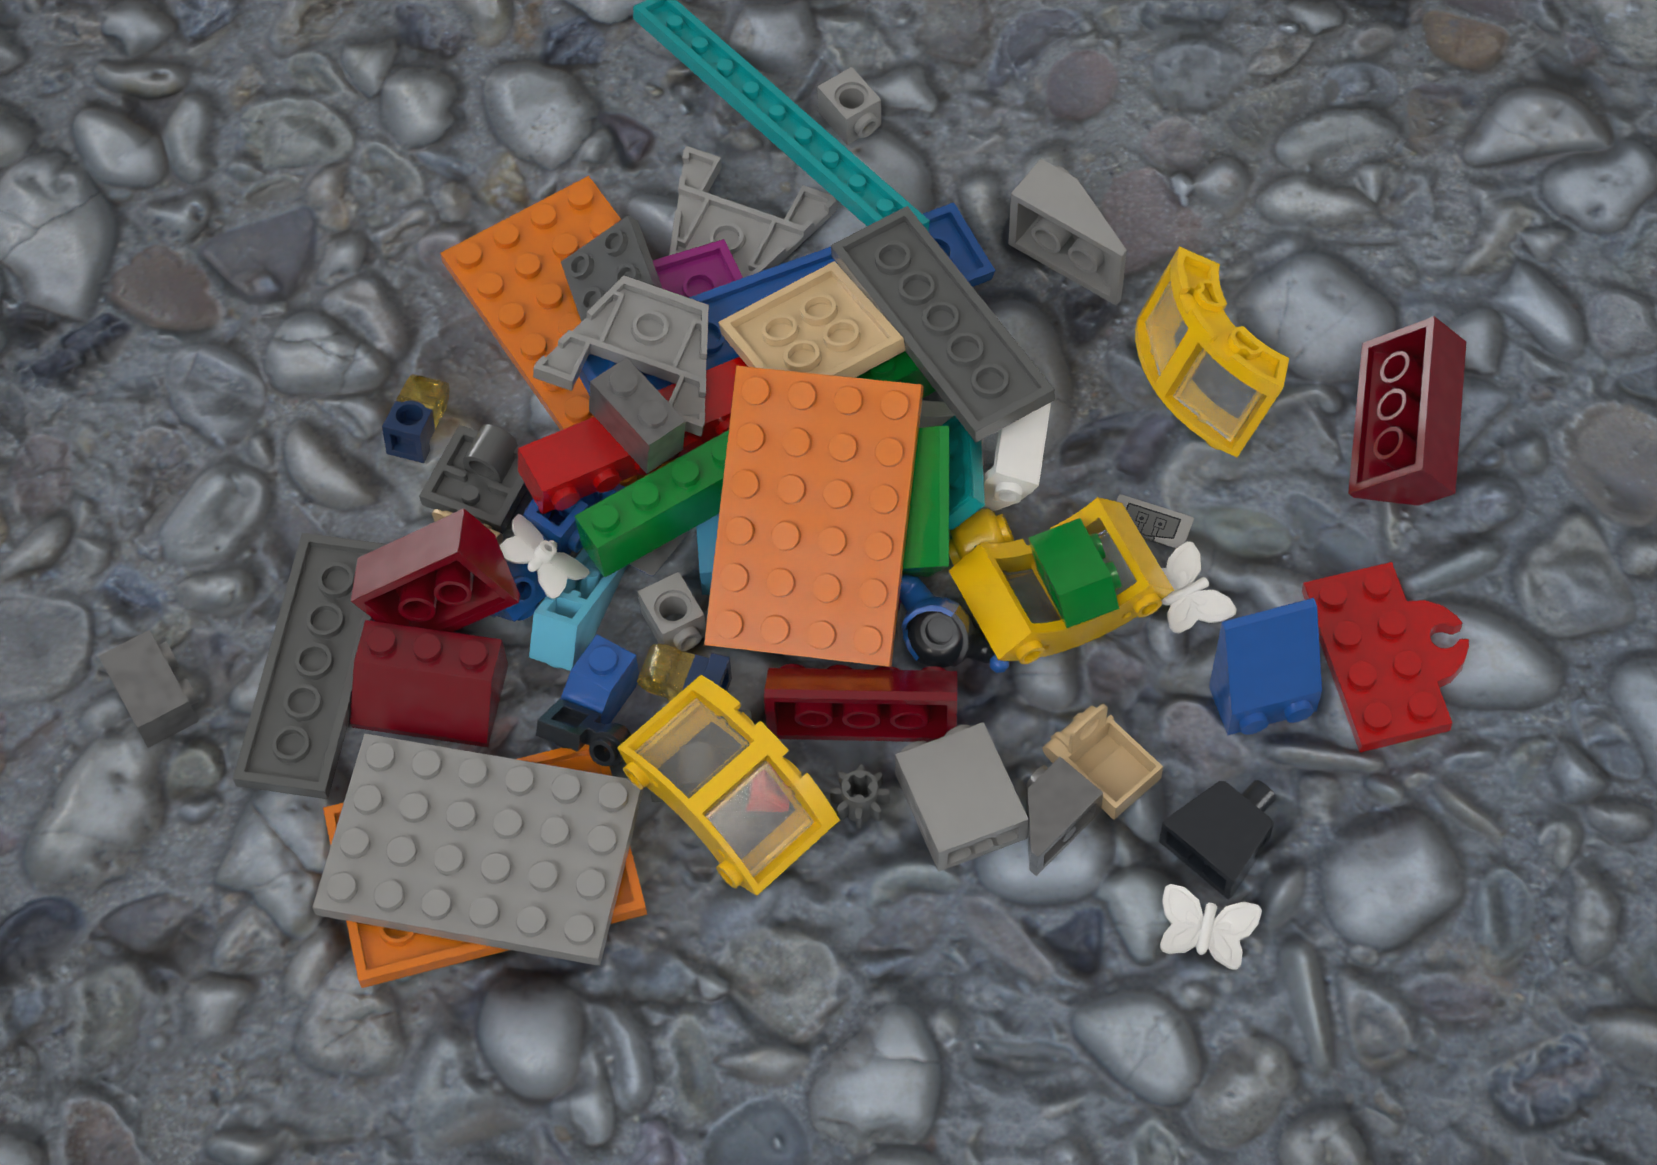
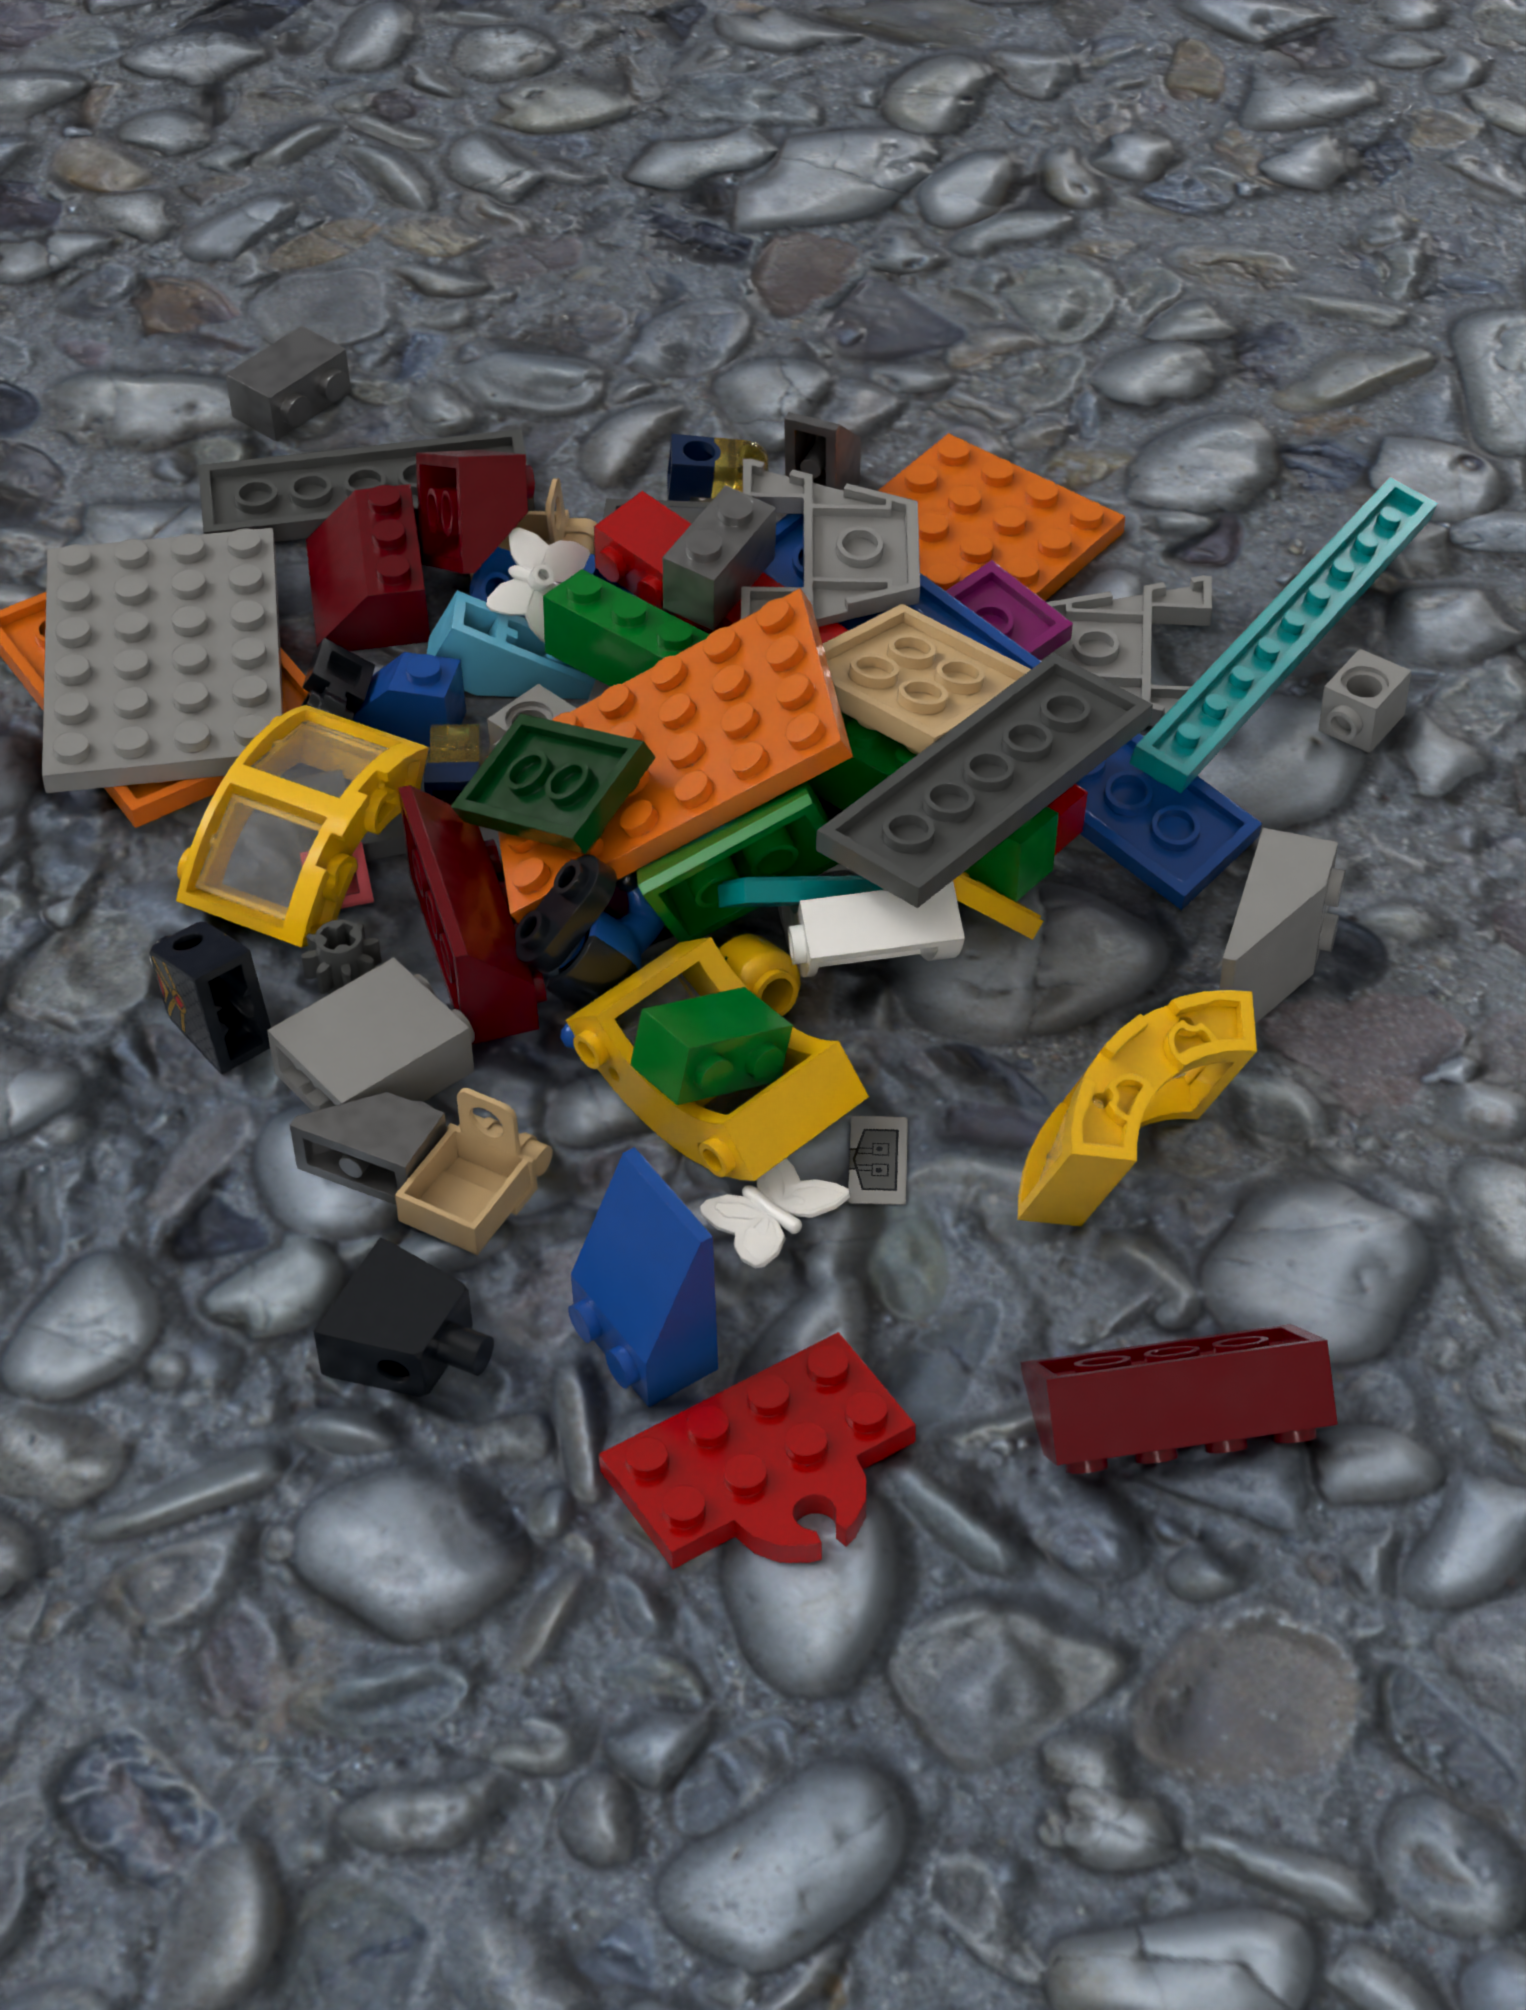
camera: 70 degrees right, 15 degrees down
(453, 341) = (822, 450): none -> flat silver slope
(605, 260) = (975, 538): dark grey plate -> none
(812, 592) = (553, 782): none -> dark green plate
(870, 887) = (206, 973): none -> black torso
(922, 627) = (565, 914): none -> black plate
(1206, 932) = (257, 1348): white piece -> none

